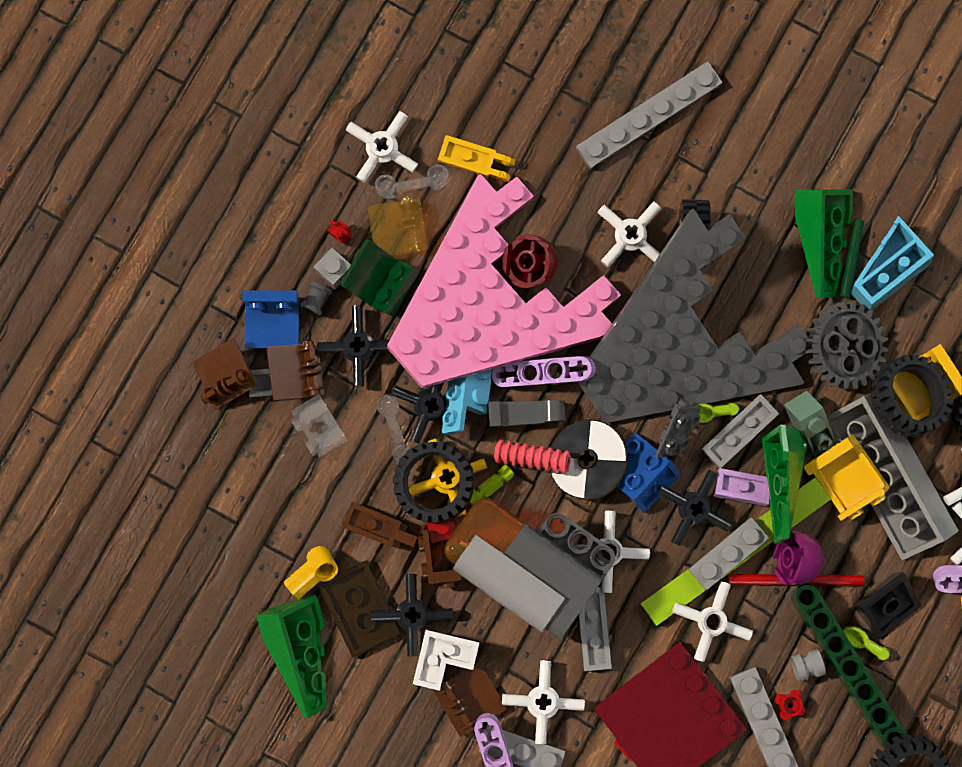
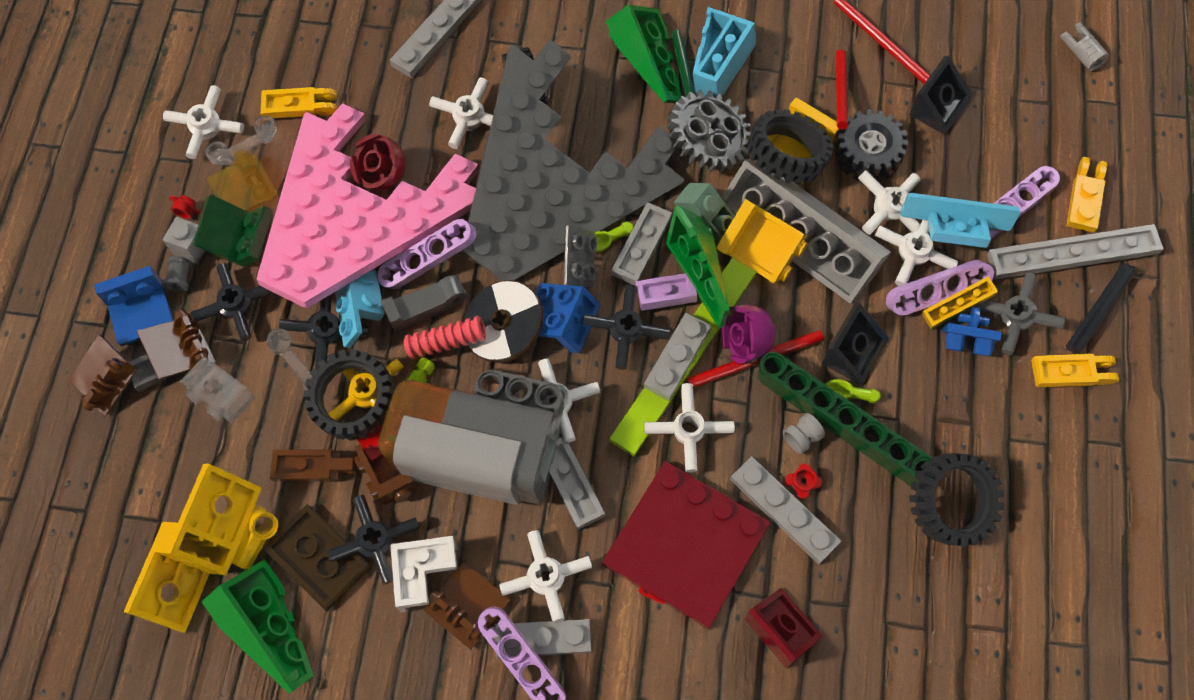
camera: 15 degrees left, 15 degrees down
(272, 569) = (193, 548): none -> yellow bracket

